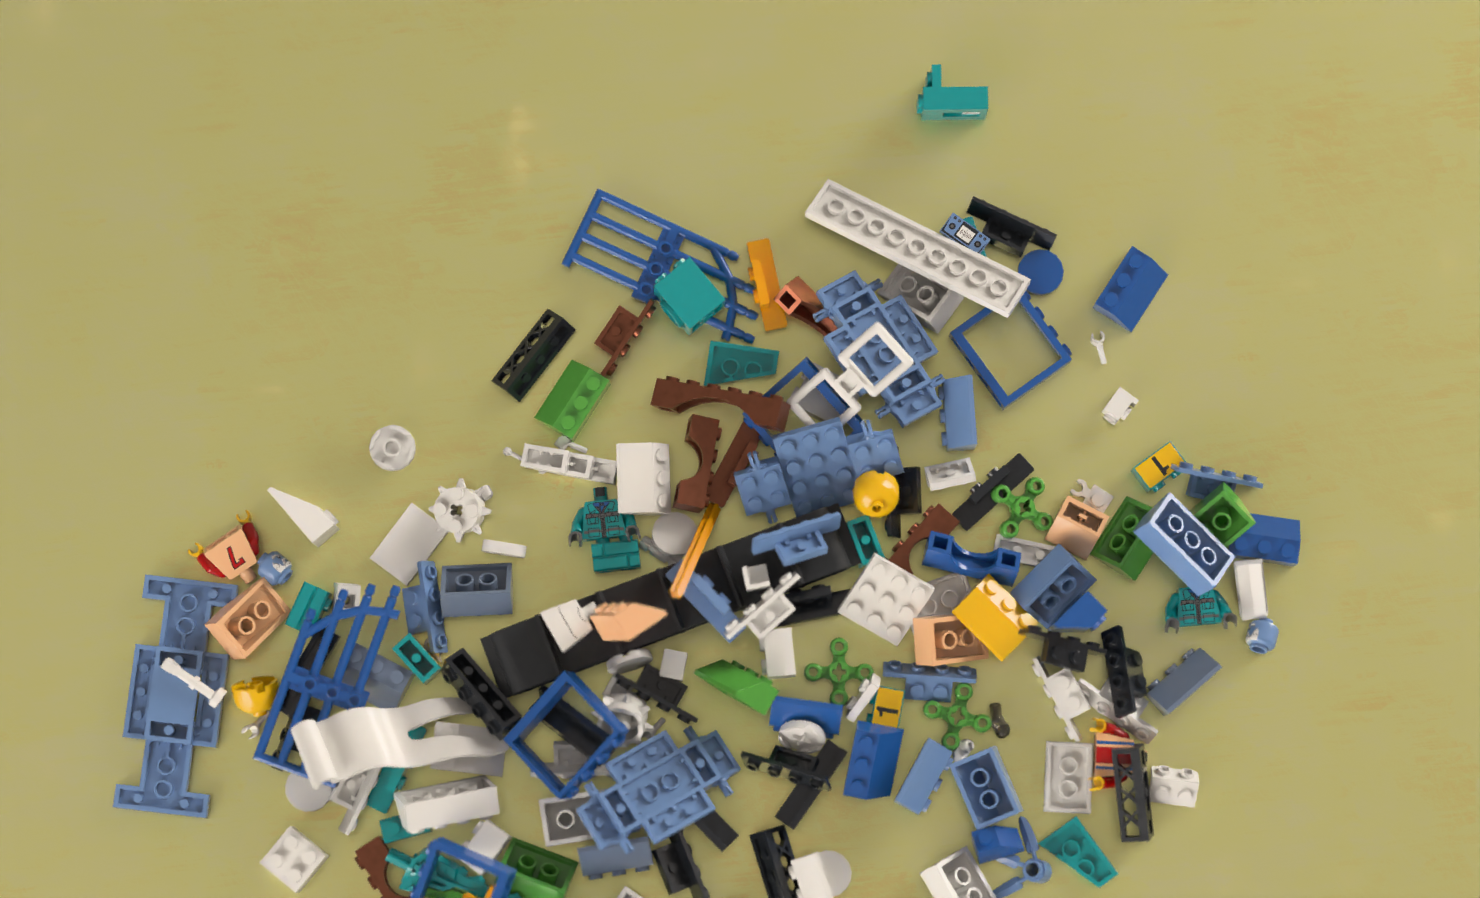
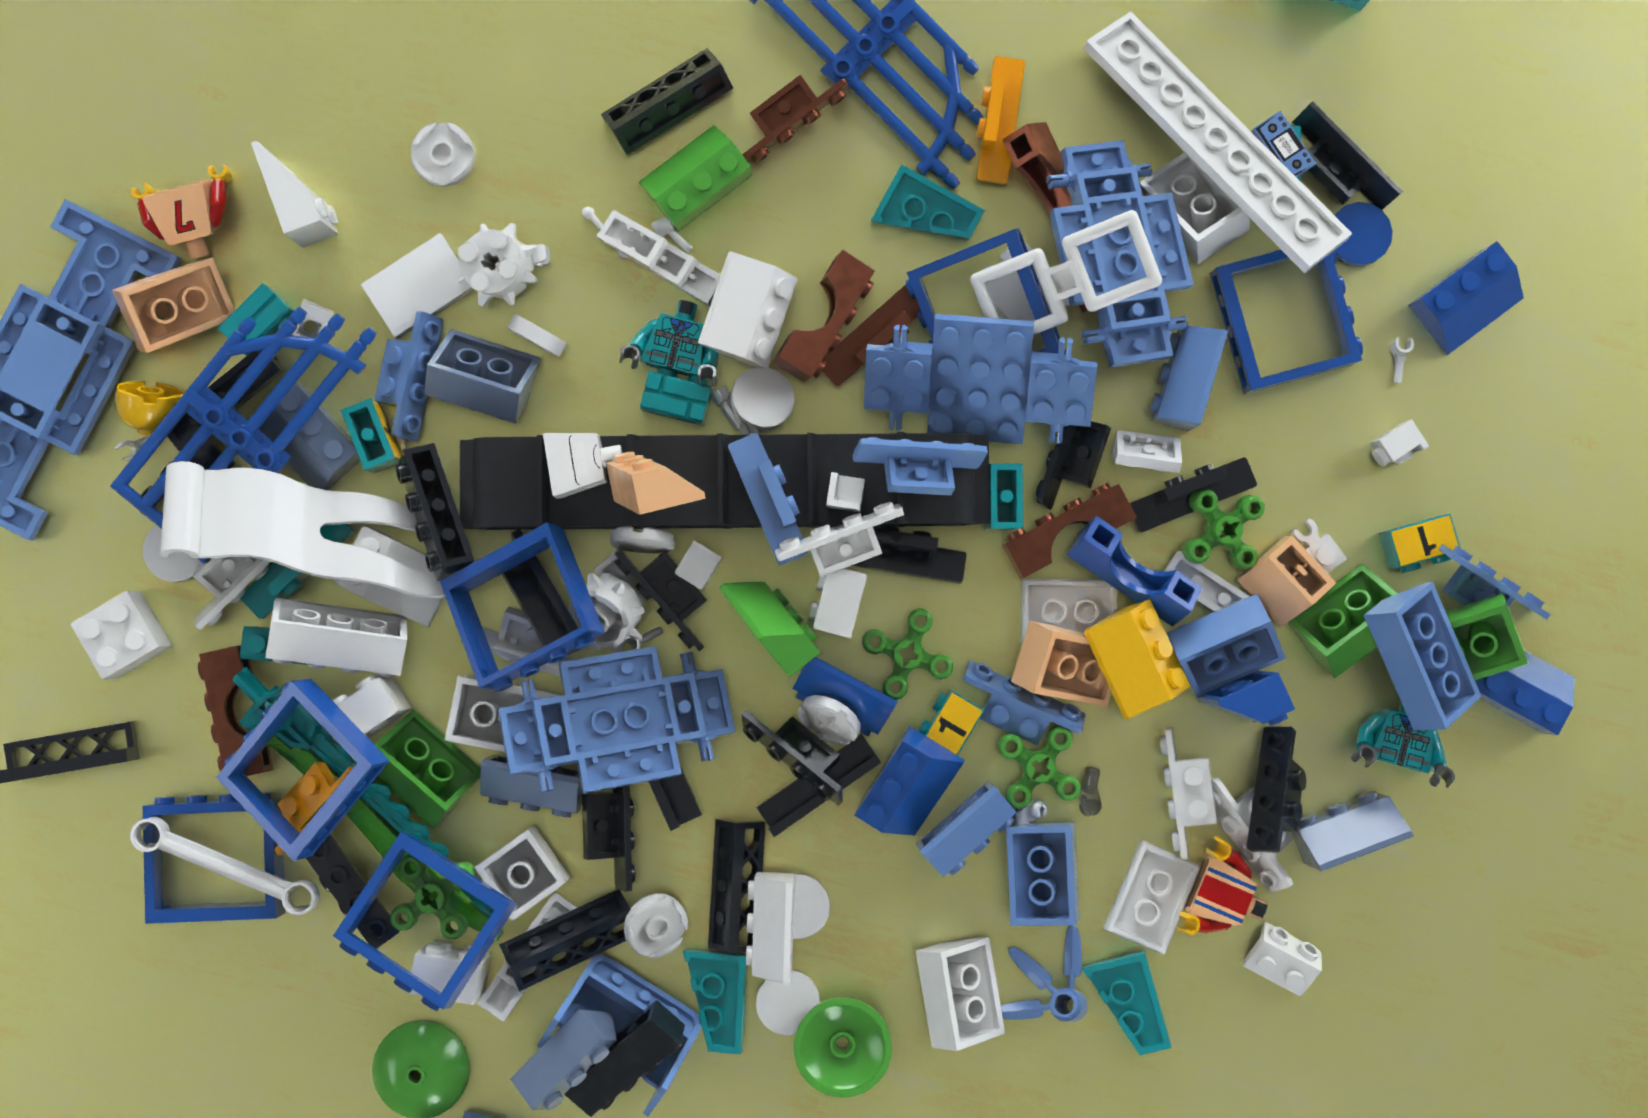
camera: 15 degrees right, 5 degrees up
(194, 682) = (49, 331): white piece -> none
(274, 568) = (232, 252): medium blue head -> none
(678, 396) = (833, 222): copper arch -> none
(688, 296) = (894, 92): teal brick -> none
(694, 551) = (776, 429): light orange axle -> none
(867, 689) = (935, 692): white plate -> none
(875, 493) = (1043, 440): yellow cylinder -> none
(885, 599) = (1004, 582): white plate -> none
(996, 843) = (1028, 949): blue slope -> none
(1061, 651) = (1210, 737): black bracket -> none
(1142, 794) = (1241, 960): black fence -> none
(1251, 589) = (1482, 744): white piece -> none
(1262, 635) = (1472, 809): medium blue head -> none

